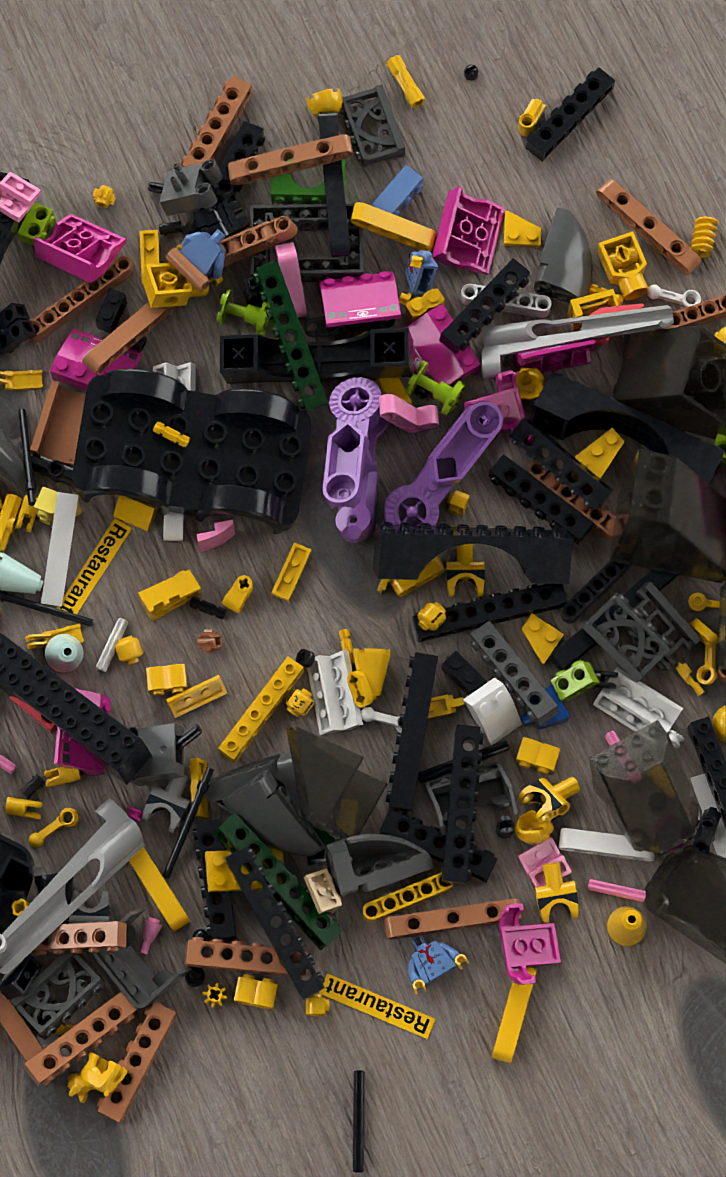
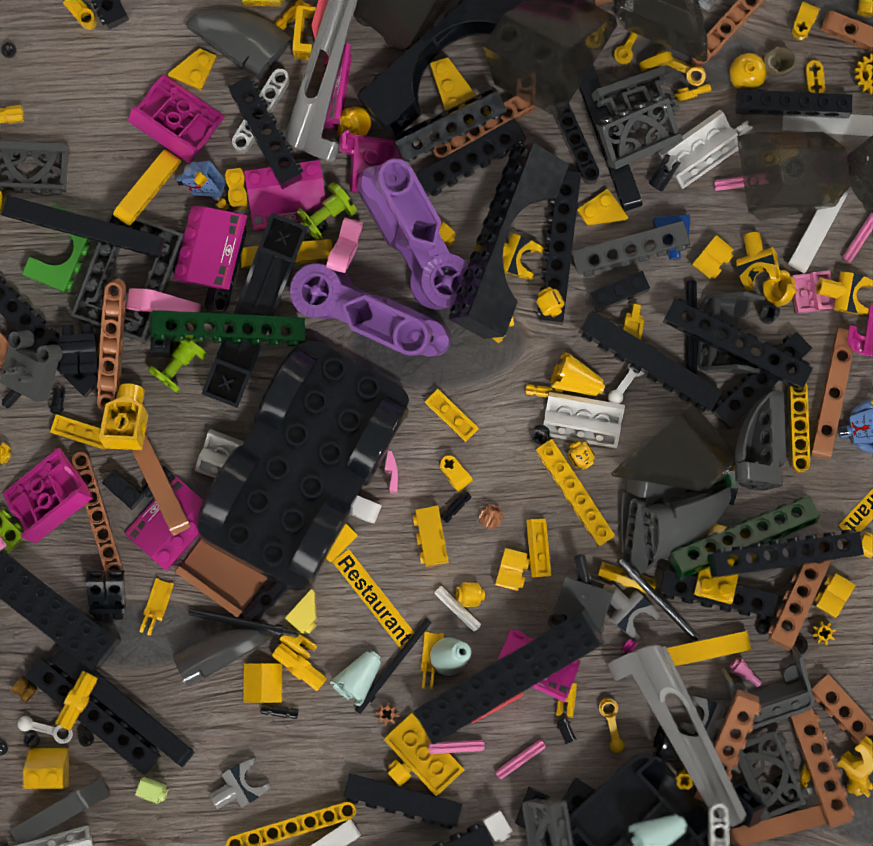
camera: 70 degrees left, 10 degrees up
(18, 807) = (581, 750): yellow hinge -> none
(59, 549) = (349, 624): white sticker -> none
(171, 434) = (286, 476): yellow axle -> none
(187, 269) = (119, 399): nougat piece -> none
(205, 253) = (107, 377): medium blue torso -> none
(304, 157) = (46, 244): nougat beam -> none
(323, 891) = (771, 499): tan bracket -> none
(360, 688) = (592, 394): yellow beam -> none
(399, 191) = (111, 169): medium blue brick -> none
(493, 710) = (658, 281): white slope -> none
(576, 685) = (663, 196): lime brick -> none
(706, 830) = (843, 134): black piece -> none

